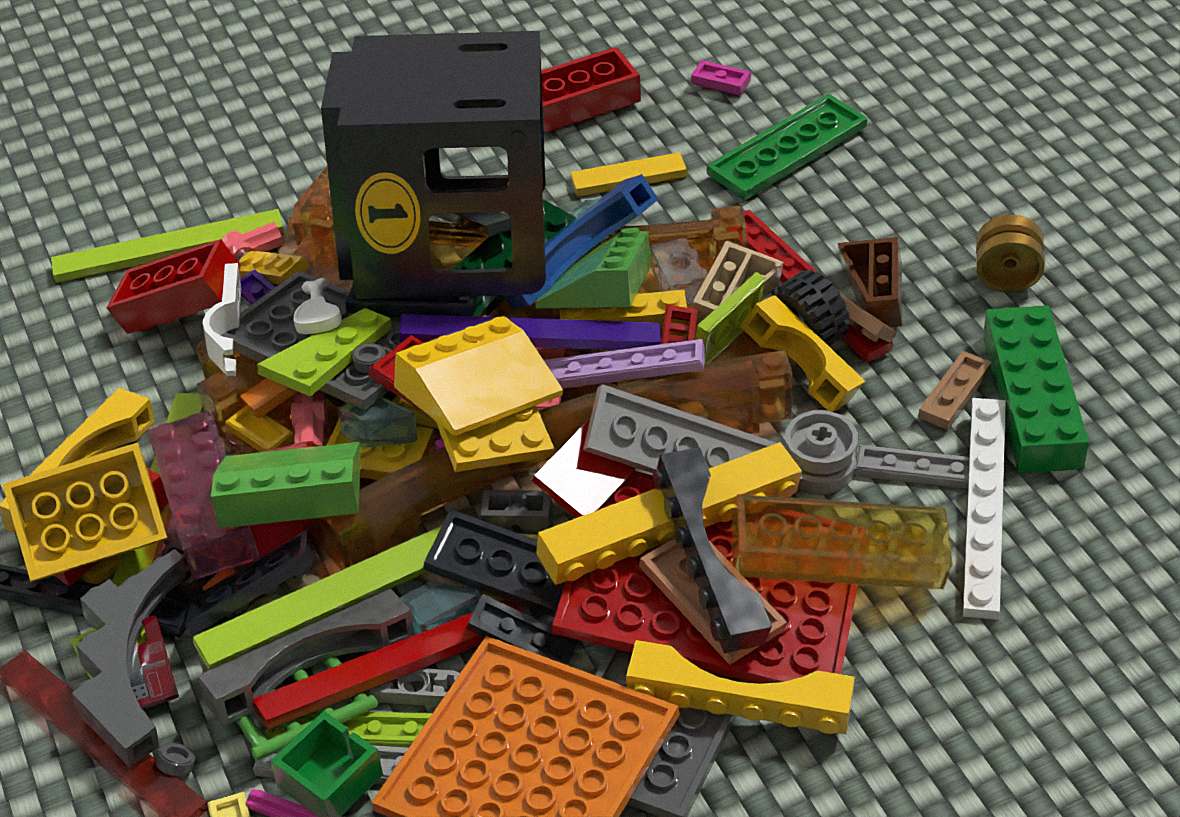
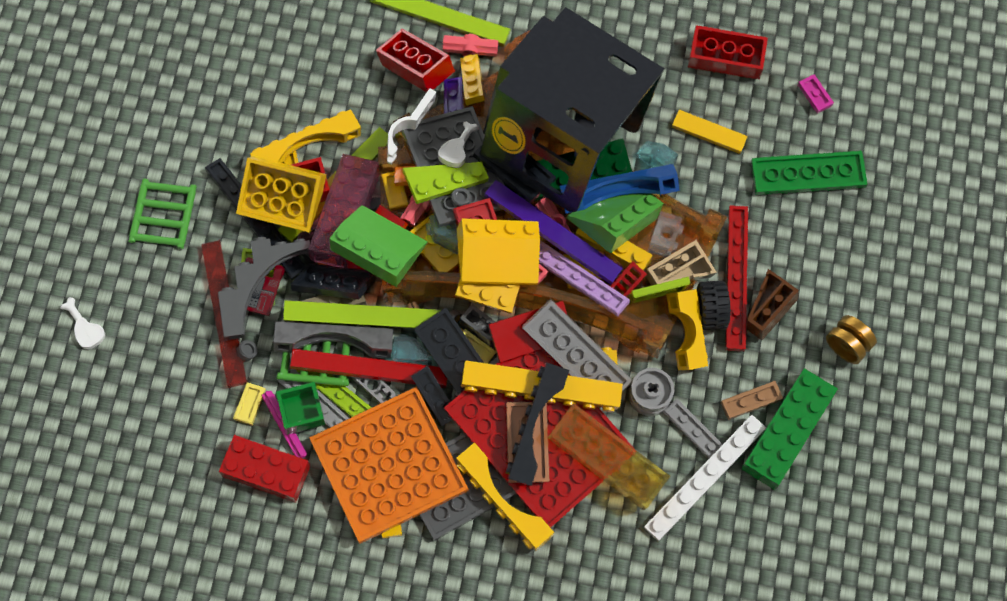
camera: 30 degrees right, 25 degrees up
(872, 327) = (738, 323): medium nougat plate -> none

